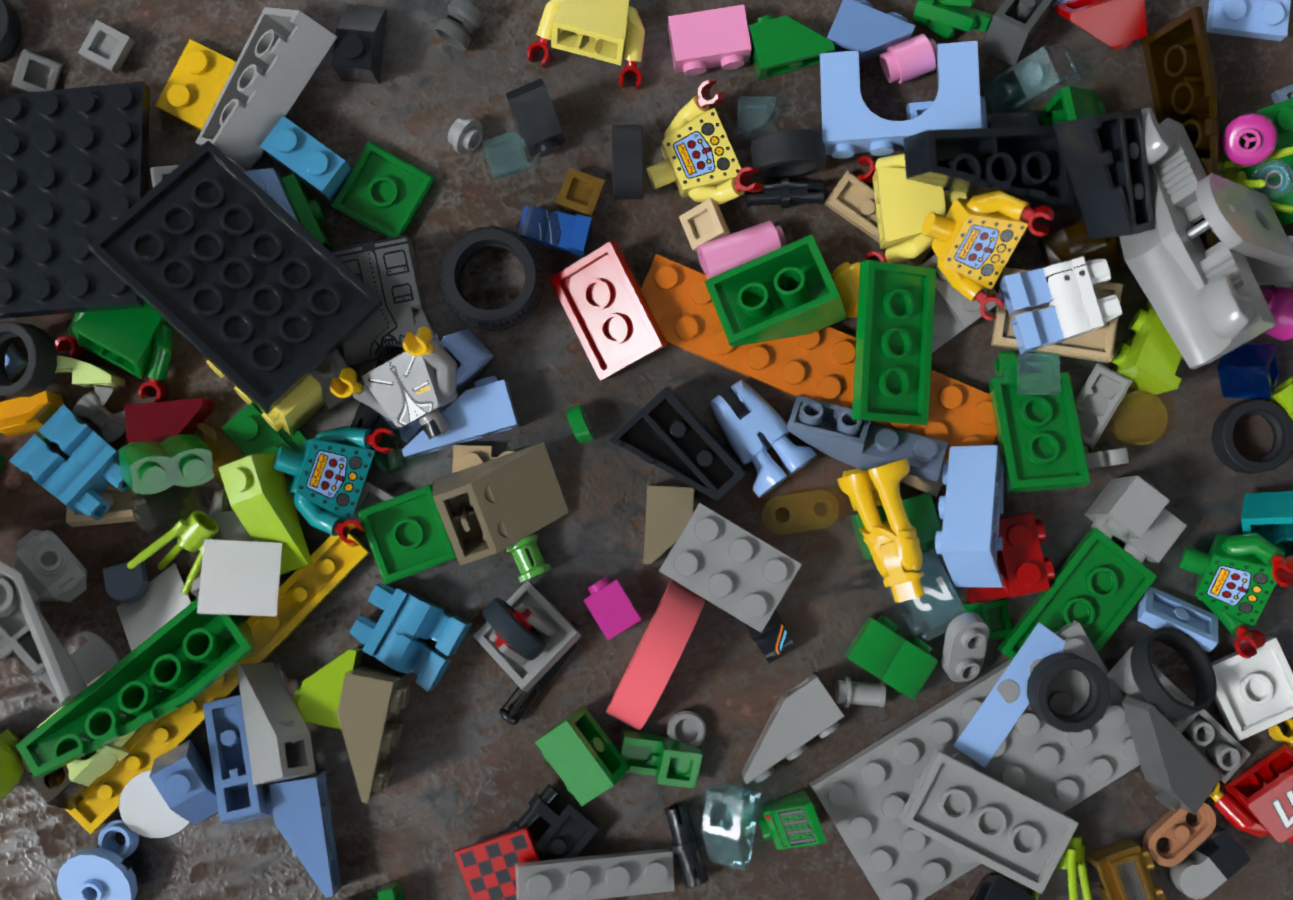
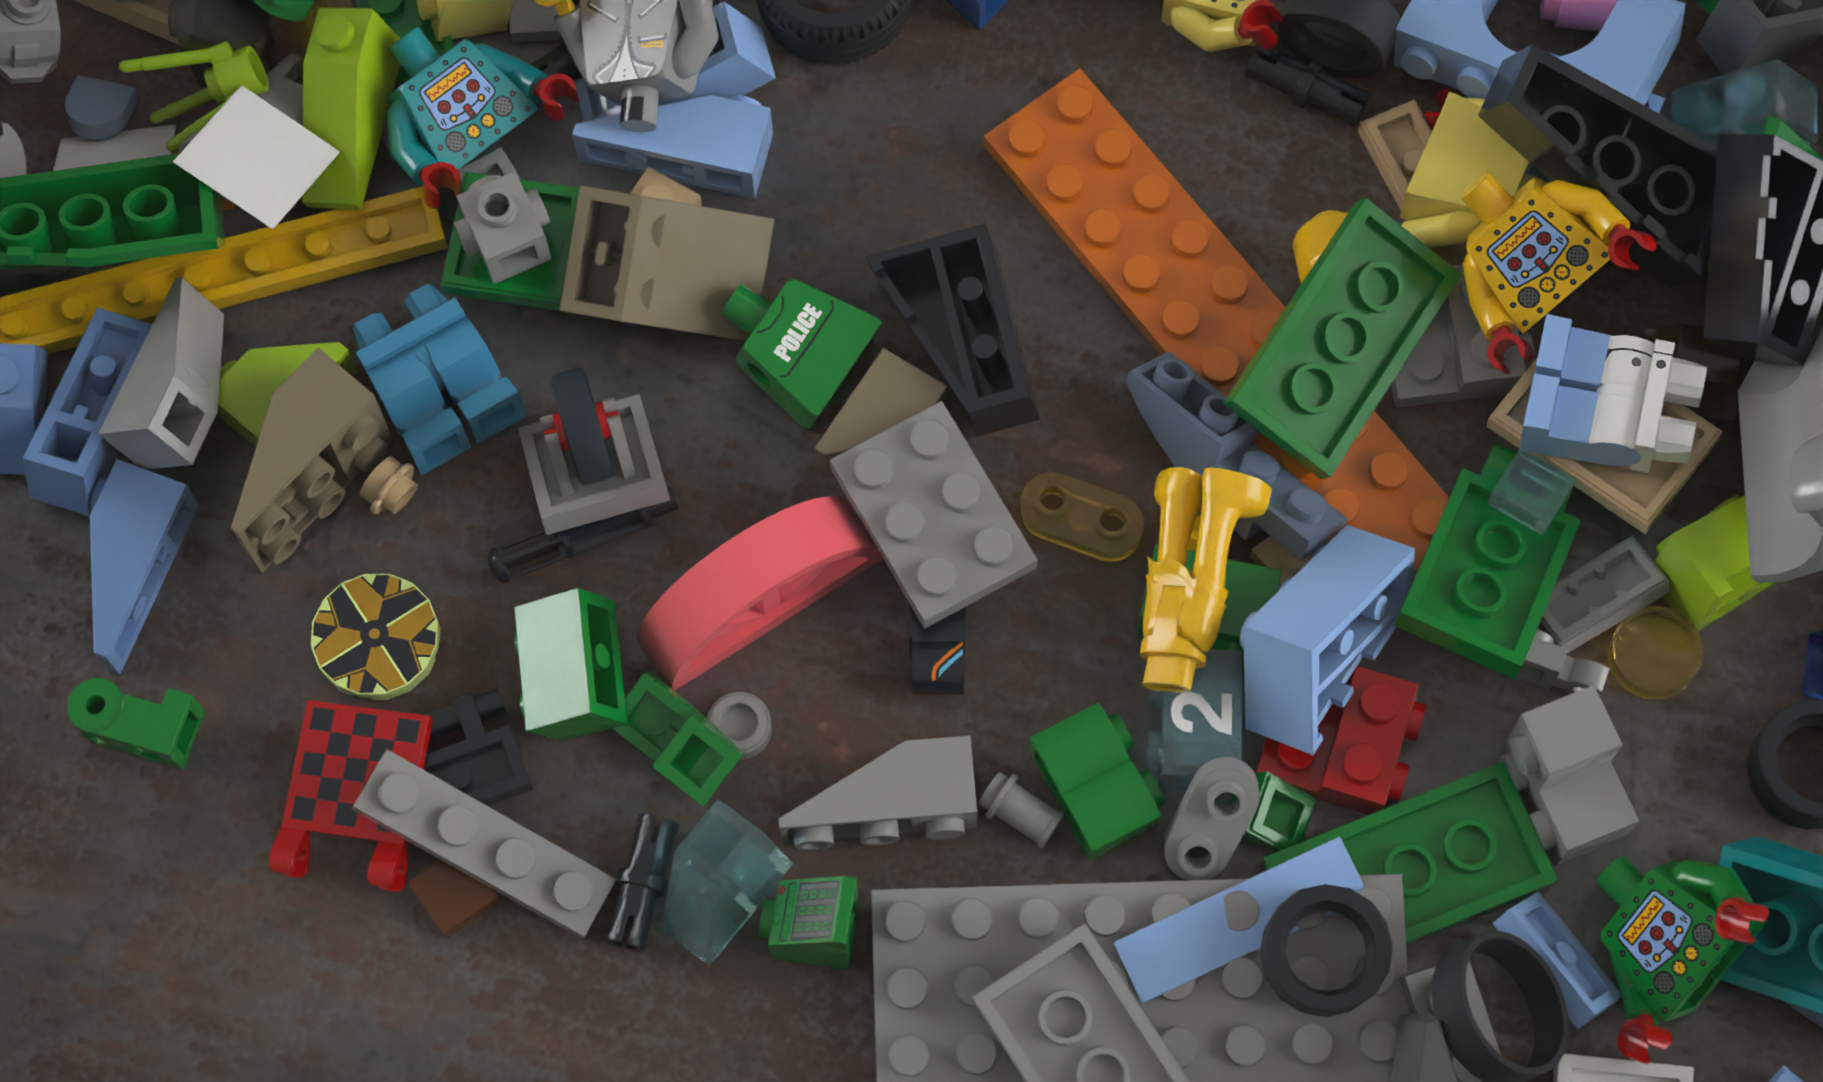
camera: 30 degrees right, 15 degrees down
(391, 461) = (554, 138): clear green plate -> none
(415, 545) = (503, 225): none -> light grey brick
(423, 707) = (389, 486): none -> tan plate
(466, 792) = (375, 636): none -> tile
(529, 545) = (669, 348): bright green bush -> none
(580, 424) = (840, 230): green tile -> none
(599, 505) = (799, 344): none -> green torso
(608, 311) = (967, 101): plate -> none
(611, 607) = (732, 490): dark pink brick -> none
(704, 223) = (1169, 65): tan plate -> none
(739, 248) = (1202, 121): bright pink brick -> none
(756, 433) = (1082, 375): light blue piece -> none
(777, 295) = (1217, 196): green slope -> none

